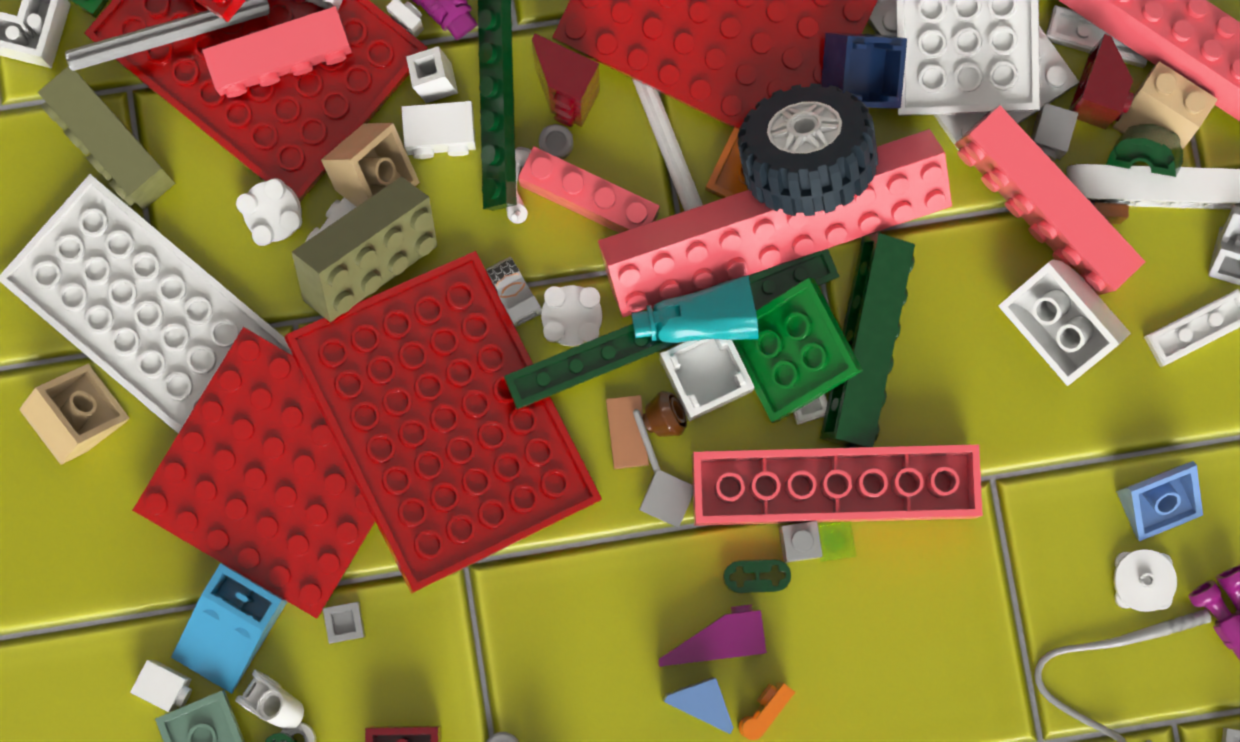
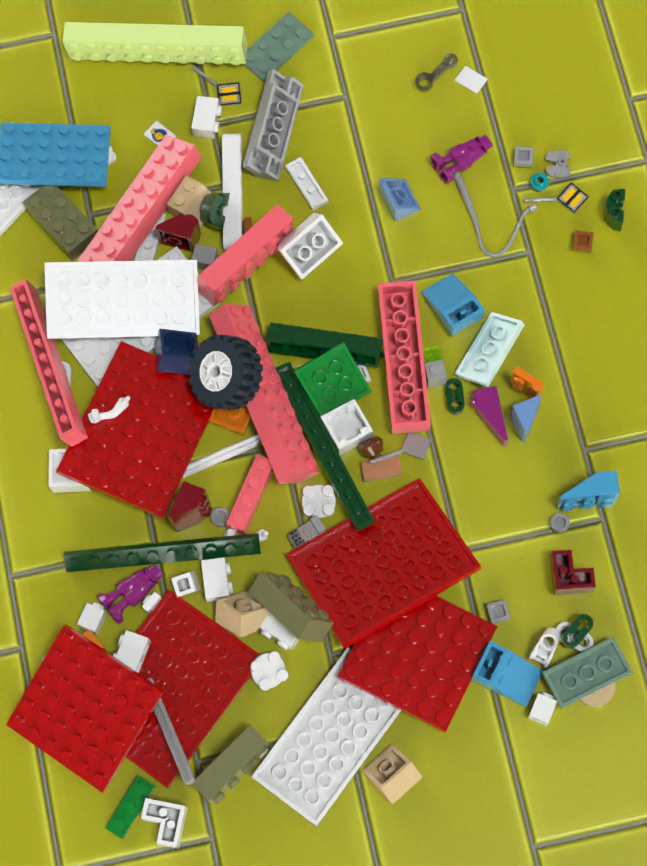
camera: 85 degrees left, 10 degrees down
(277, 51) = (176, 671): coral brick -> none
(712, 313) = (316, 421): teal piece -> none
(843, 648) = (489, 349): none -> light aqua plate
(939, 587) = (454, 304): none -> dark azure slope
(1144, 580) = (441, 205): white piece -> none

